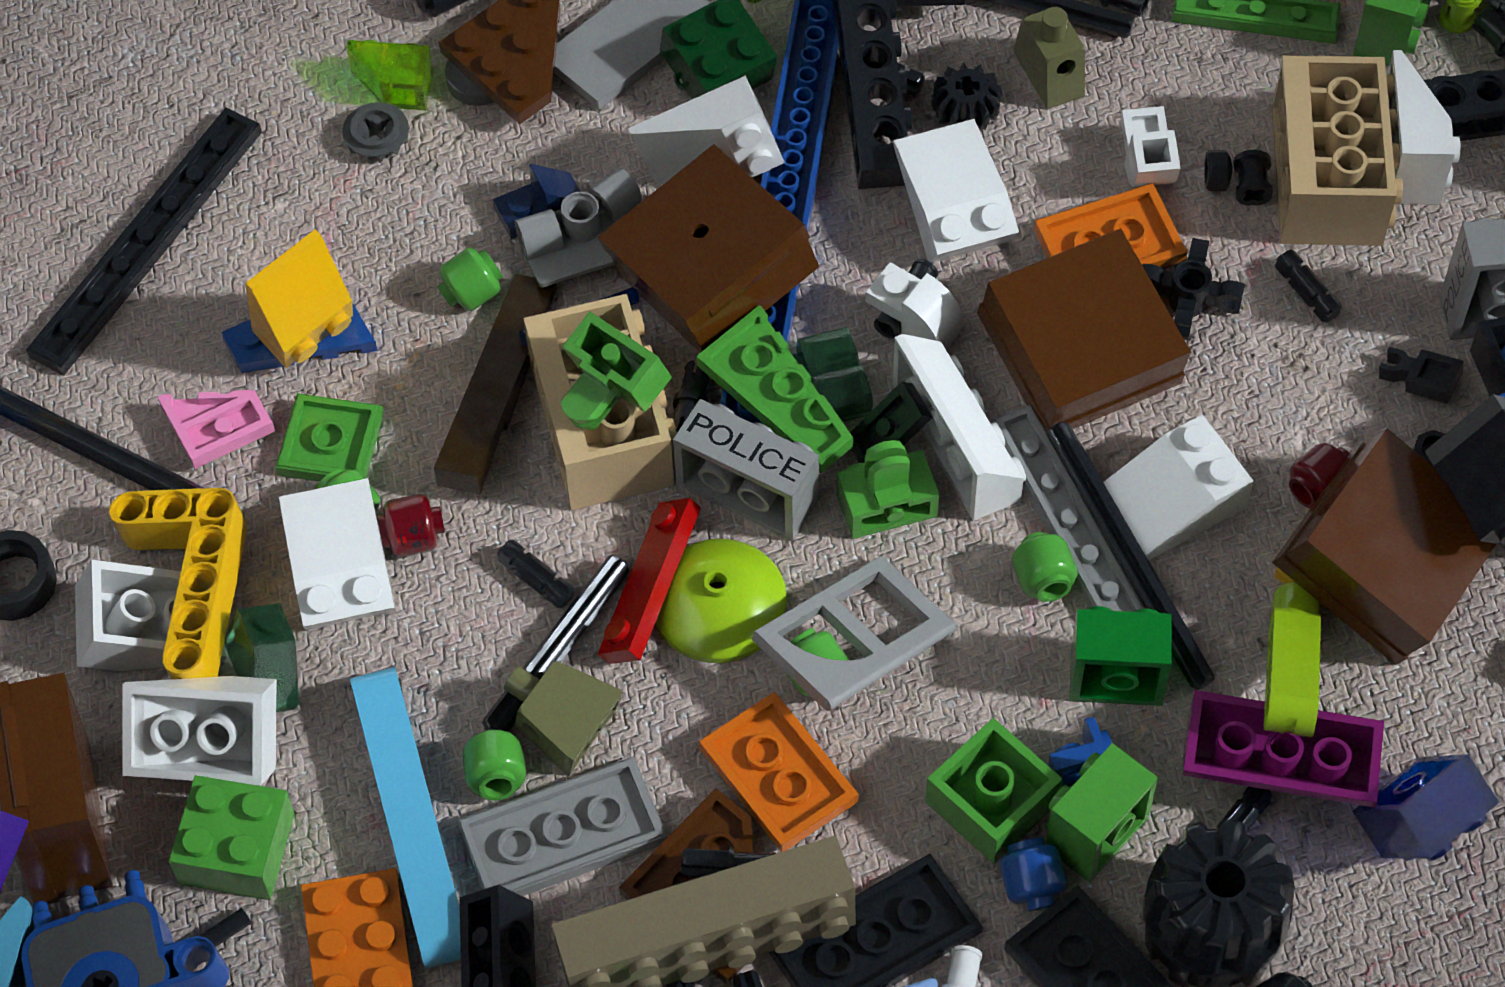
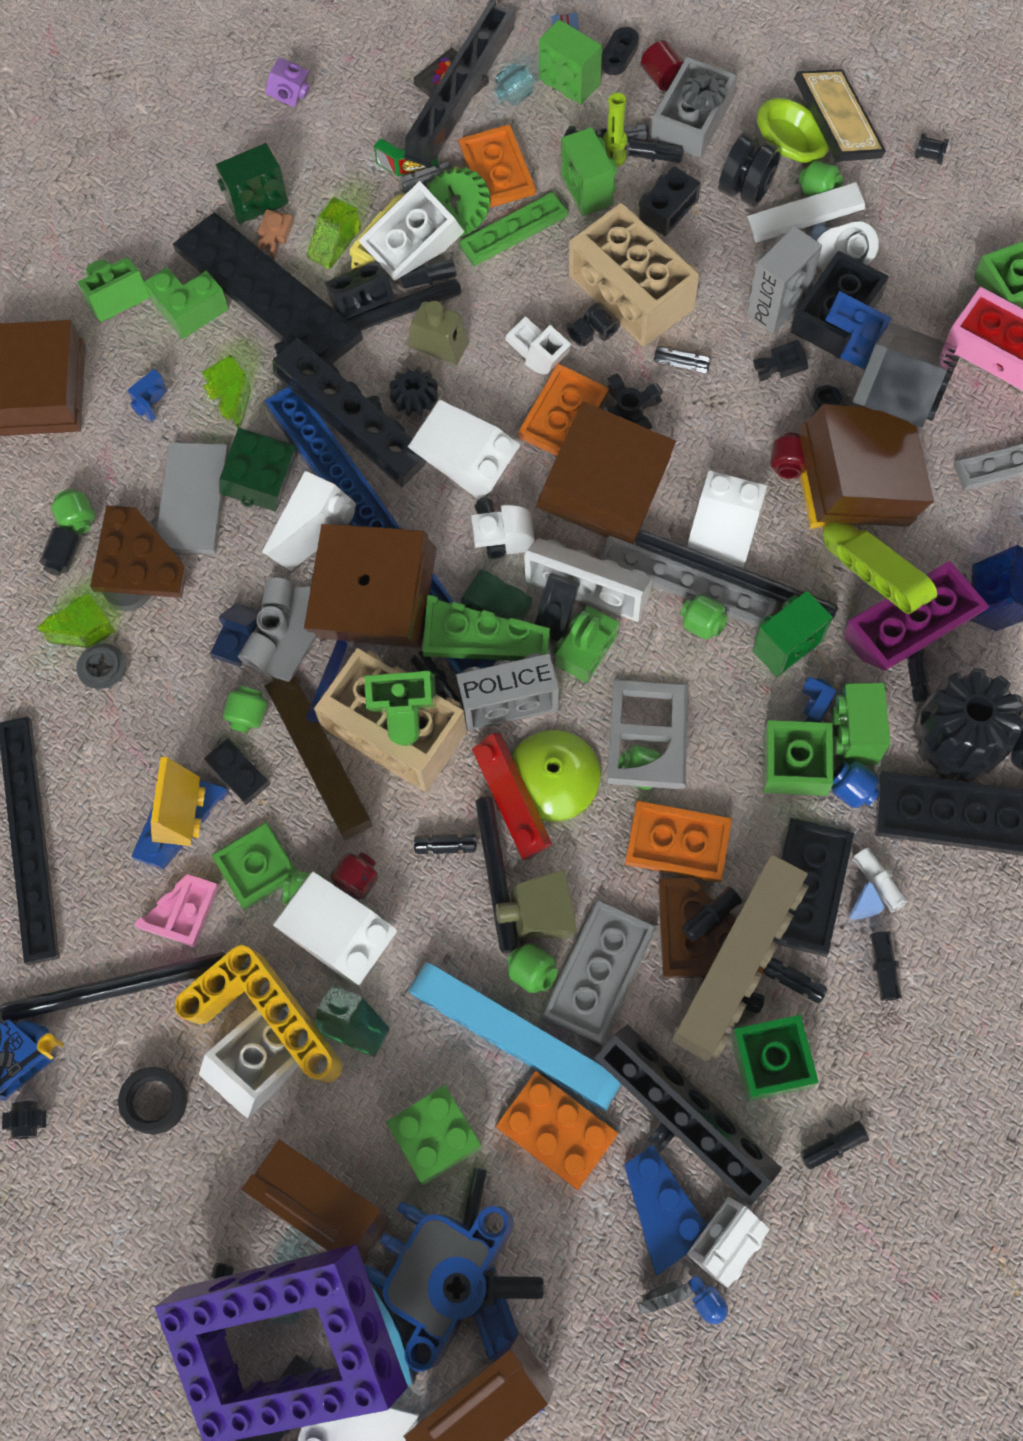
camera: 40 degrees left, 10 degrees up
(200, 728) = (362, 1093): white slope -> none
(403, 336) = (236, 771): none -> black plate
(1422, 136) = (671, 225): white slope -> none

